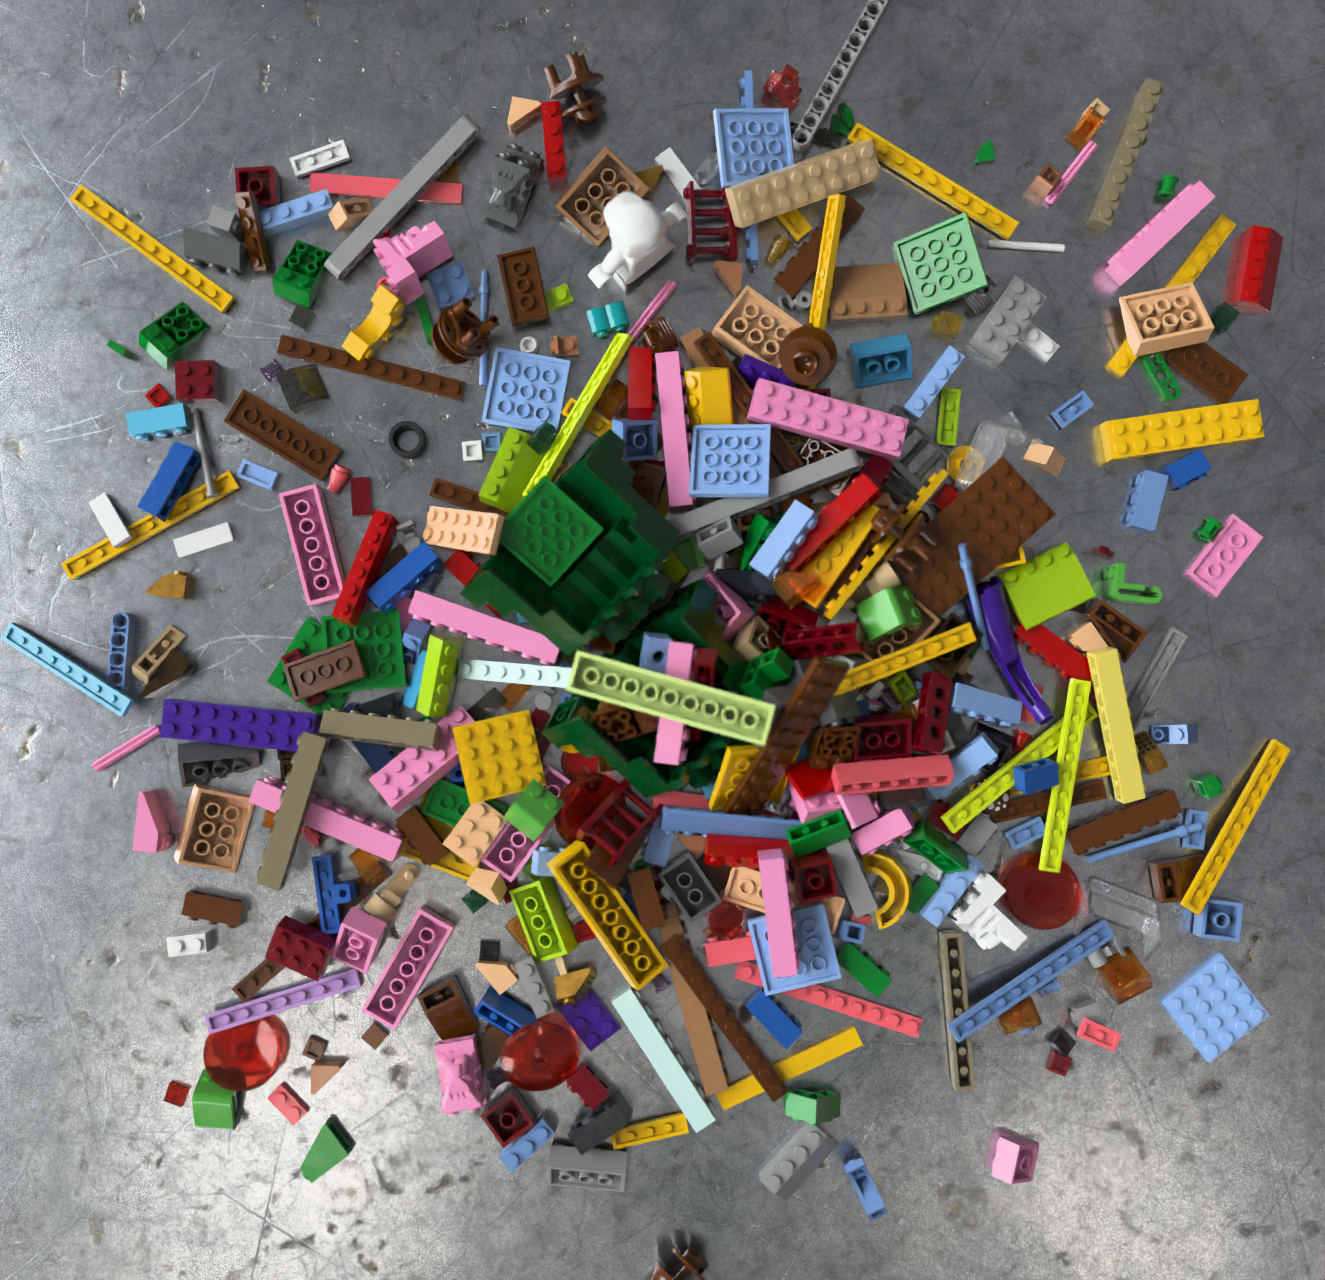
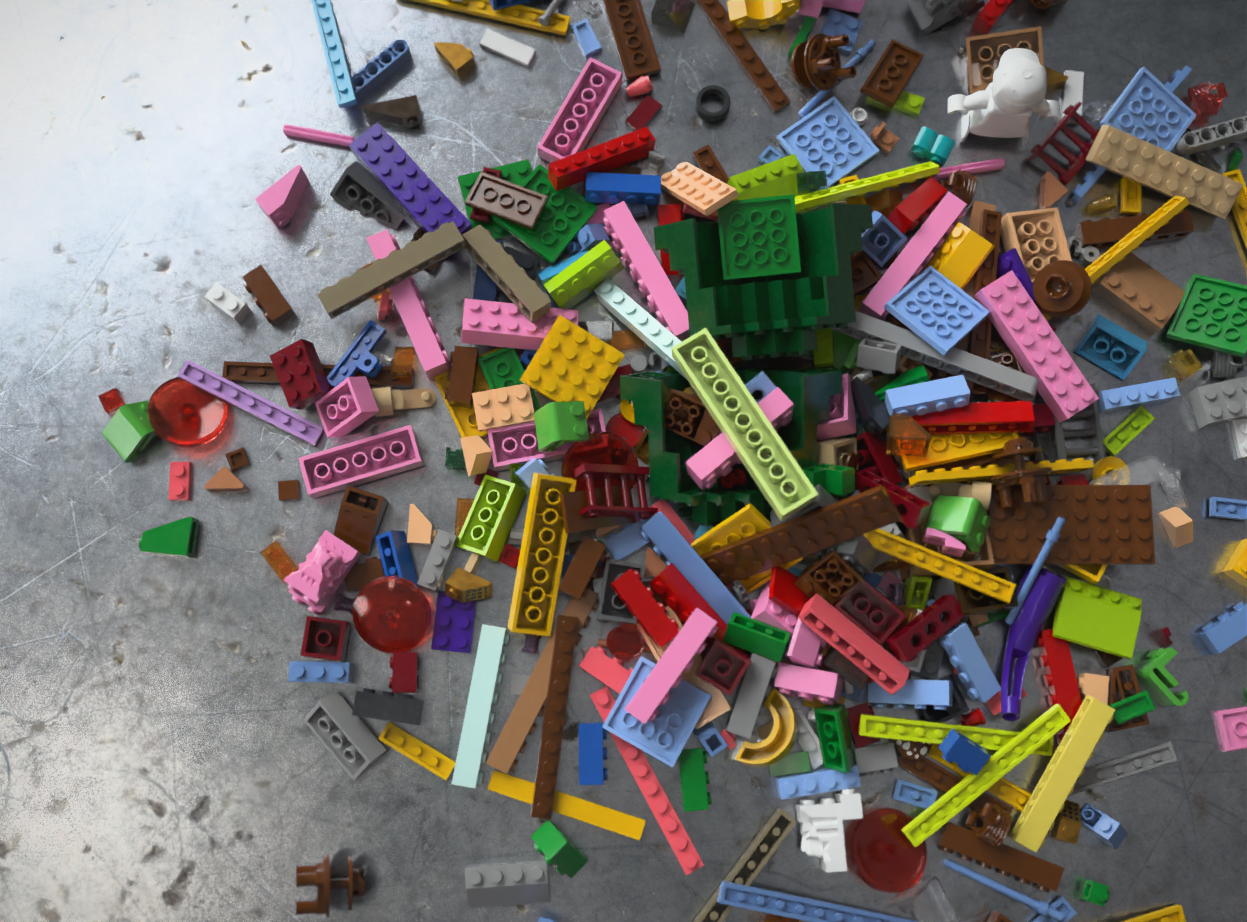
camera: 45 degrees right, 10 degrees down
(153, 657) = (394, 89): tan slope -> none
(214, 829) = (323, 242): light nougat slope -> none
(420, 1093) = (279, 560): none -> clear orange plate
(472, 451) = (751, 150): white plate -> none
(489, 950) = (429, 506): black tile -> none
(706, 667) = (790, 427): dark red brick -> none
(719, 887) = (645, 608): none -> red brick
(838, 125) = (1223, 160): green tile -> none
(874, 691) = (893, 577): white plate -> none
(895, 637) = (949, 544): none -> bright pink slope
(1101, 805) = (995, 827): none -> reddish brown piece
(1126, 632) = (1132, 707): none -> green tile

